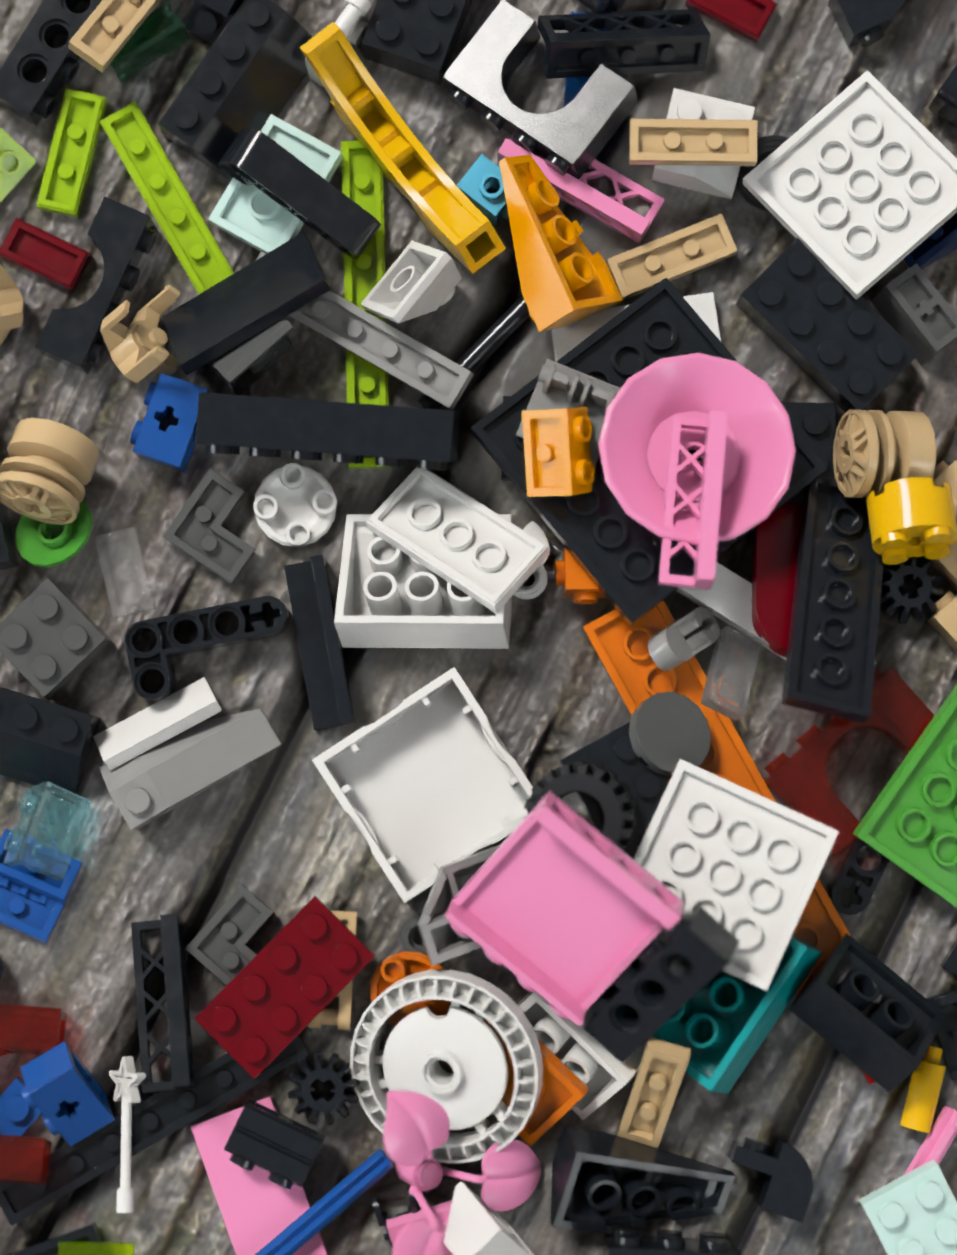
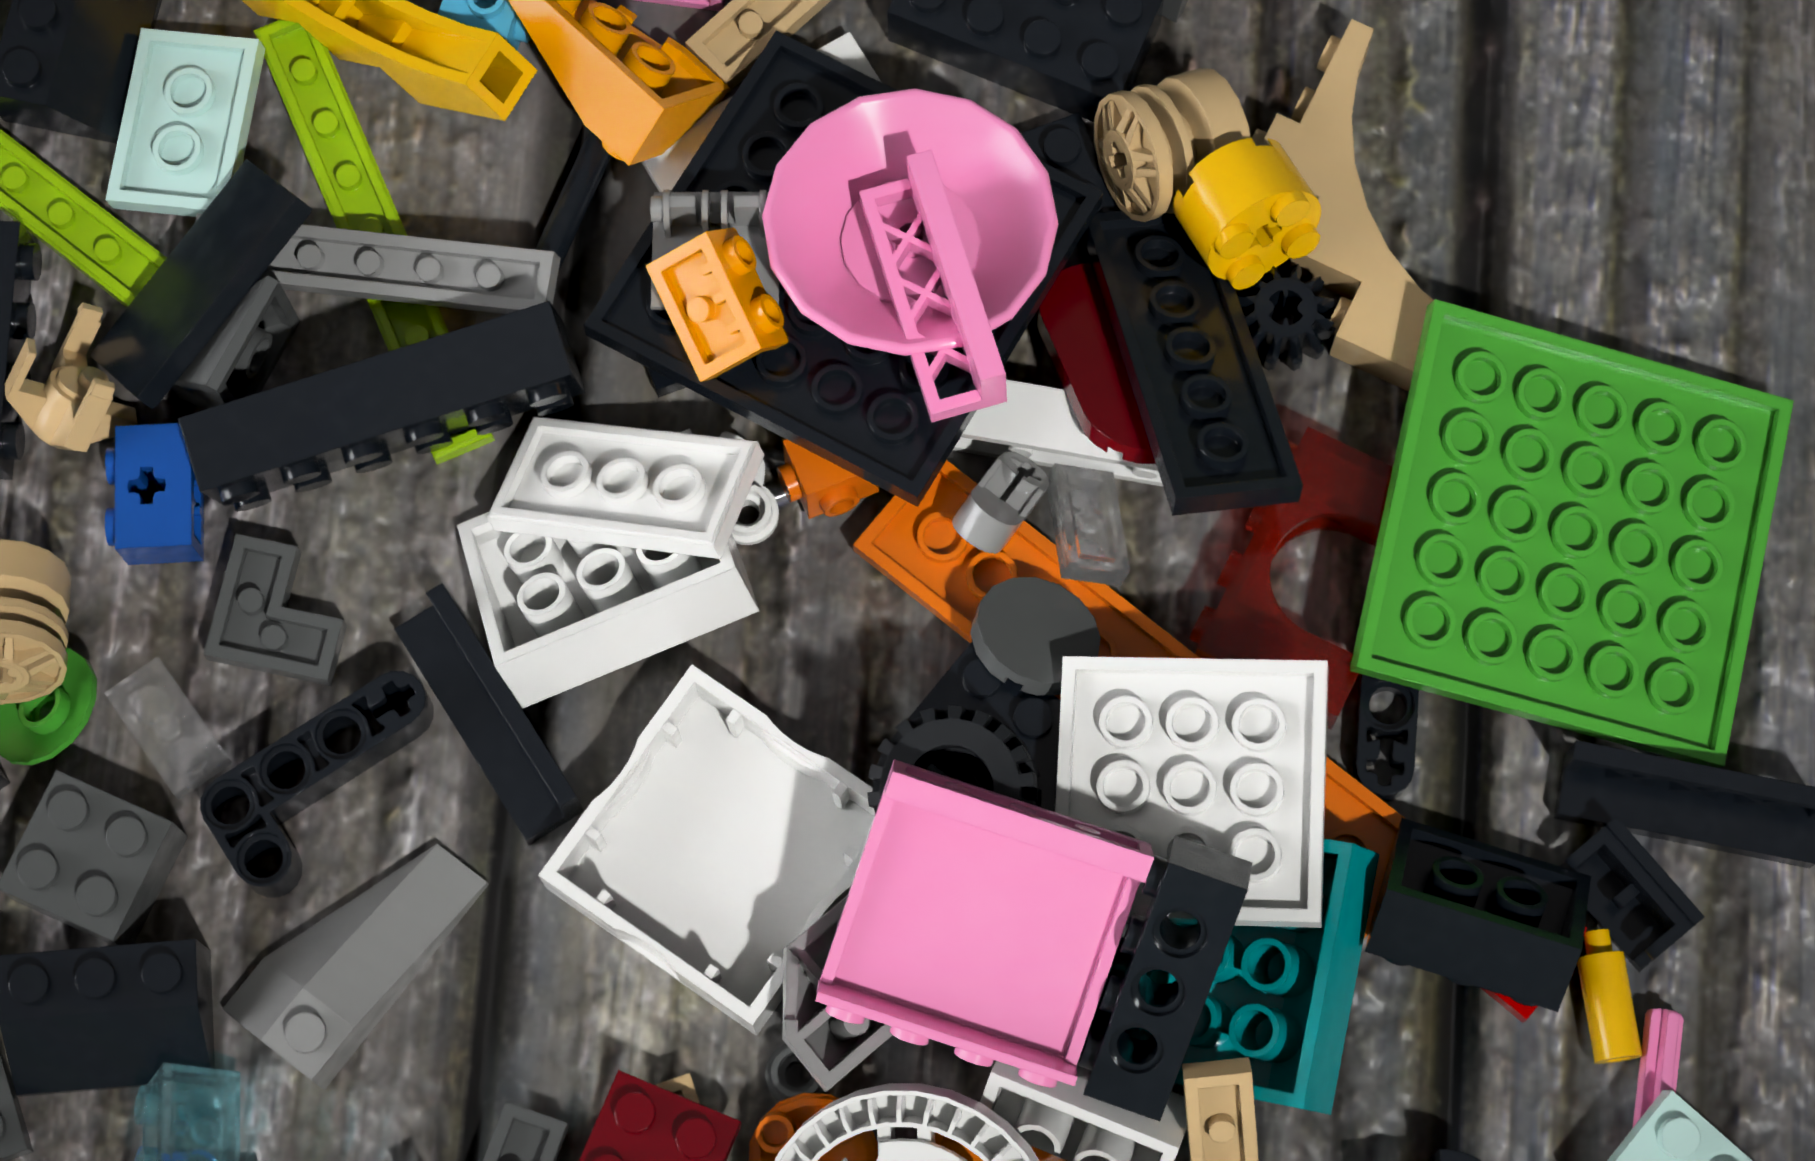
camera: 25 degrees left, 10 degrees down
(157, 723) = (295, 920): white tile -> none
(295, 505) = (378, 540): white dish -> none
(301, 191) = (219, 104): black beam -> none
(414, 284) = (432, 166): white slope -> none

